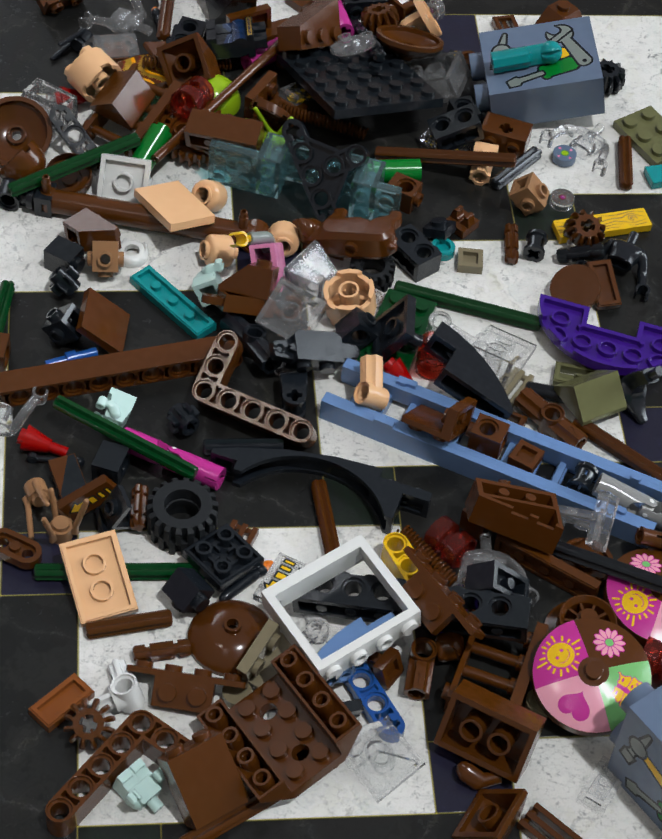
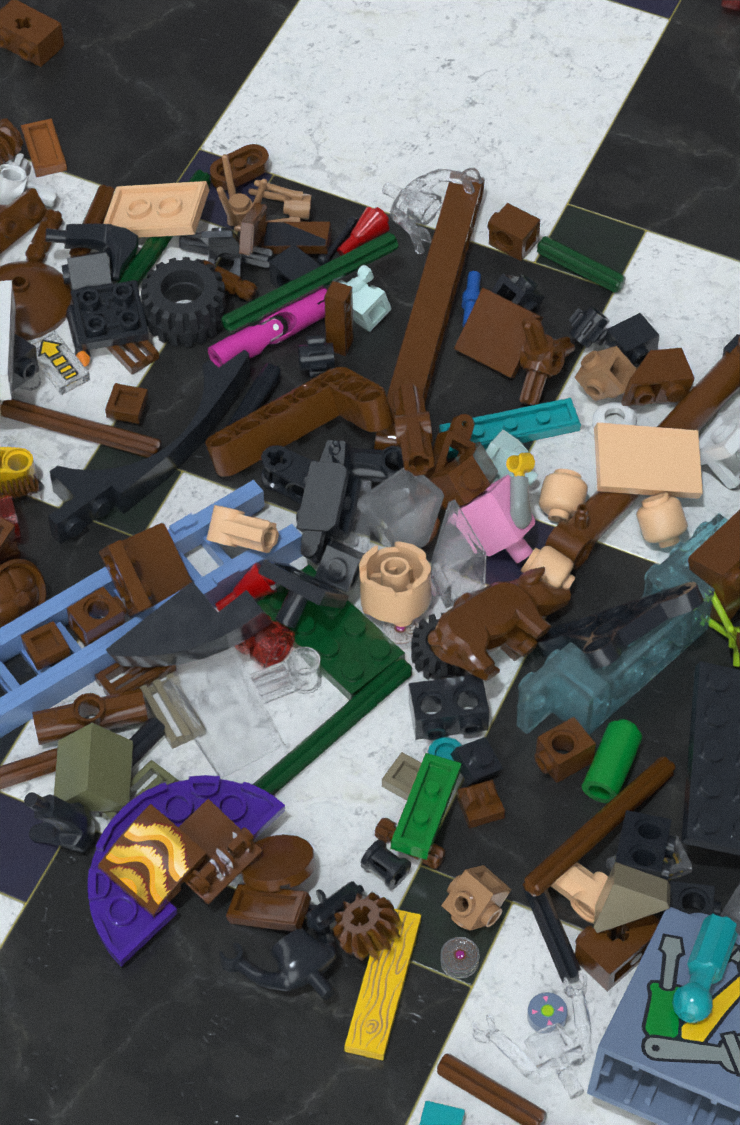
camera: 125 degrees right, 5 degrees up
(117, 289) = (540, 358): none -> reddish brown bush
(148, 588) = (115, 240): none -> black animal
(153, 402) = (339, 317): none -> reddish brown piece
(234, 316) = (413, 429): none -> reddish brown piece
(292, 516) = (126, 403): none -> reddish brown plate
(491, 232) = (426, 806): none -> green plate
(494, 117) = (629, 896): none -> dark tan slope
(600, 311) = (226, 846): none -> reddish brown hinge
(628, 330) = (152, 860): none -> slope

